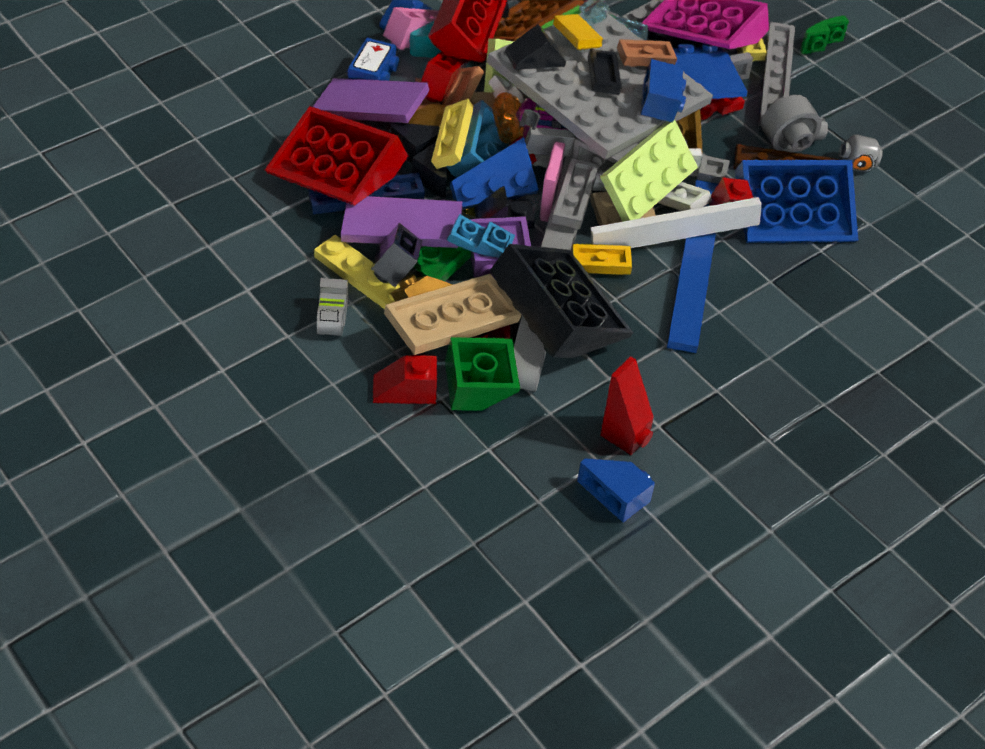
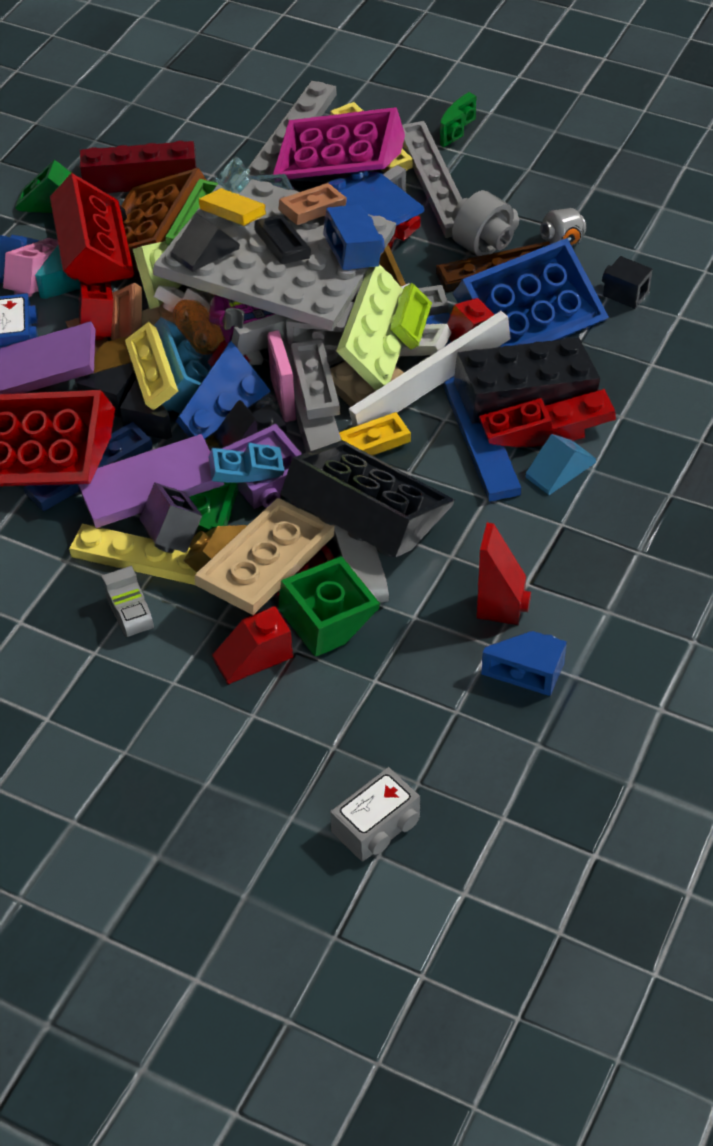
camera: 20 degrees left, 0 degrees up
(421, 551) = (375, 814): none -> brick
(683, 174) = (411, 316): none -> lime tile
(742, 340) = (558, 464): none -> dark azure slope
(751, 306) = (533, 422): none -> red slope
(752, 262) = (522, 373): none -> black brick
(889, 217) = (627, 282): none -> black brick

